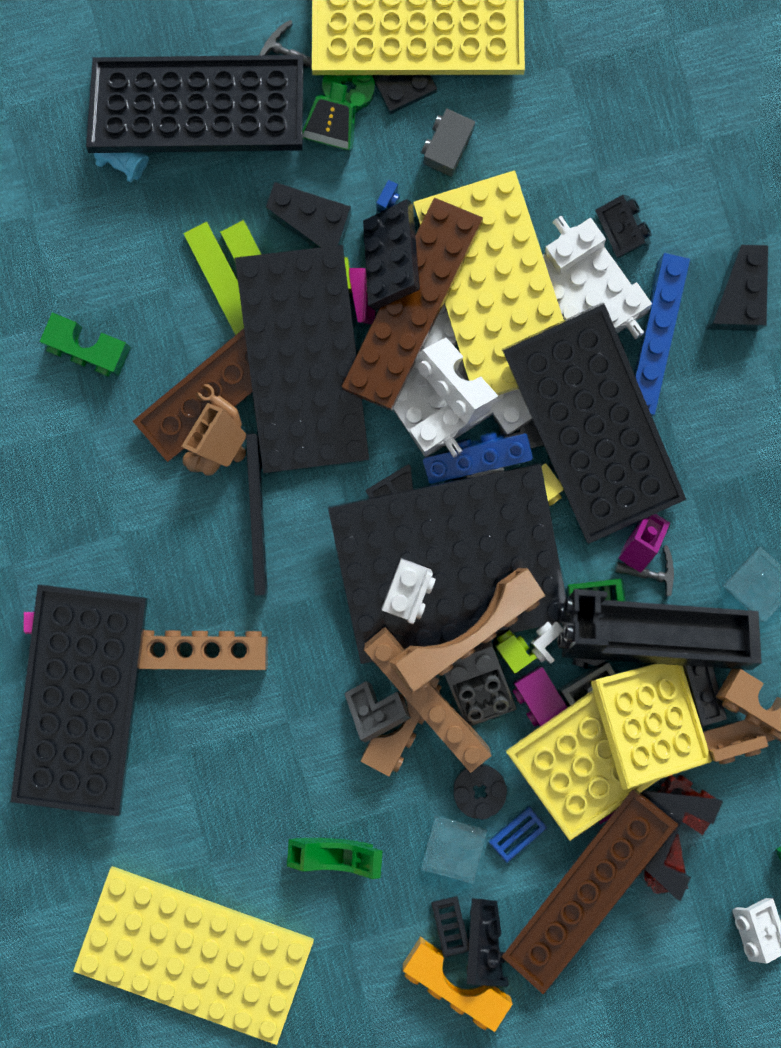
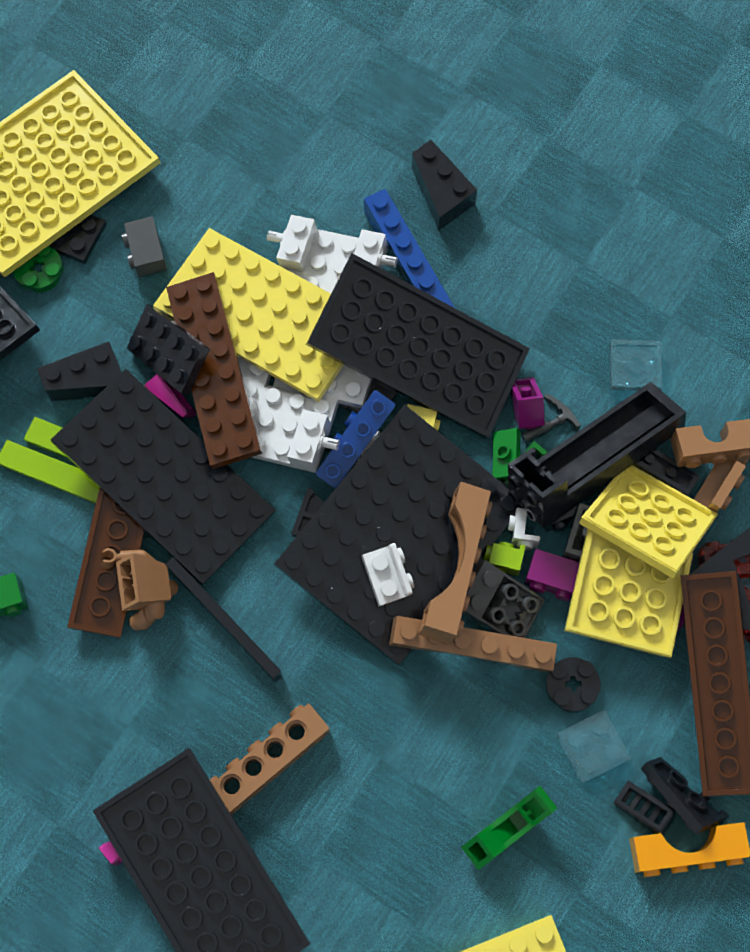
camera: 40 degrees left, 15 degrees down
(332, 119) = (44, 295): torso -> none
(375, 717) = (445, 692): dark grey plate -> none
(385, 750) = (474, 714): medium nougat arch -> none
(388, 196) = (131, 316): blue plate -> none
(465, 397) = (310, 398): white arch -> none
(510, 826) = (637, 717): blue tile -> none
(589, 568) = (505, 450): none -> green plate
(623, 225) = (318, 206): black bracket -> none

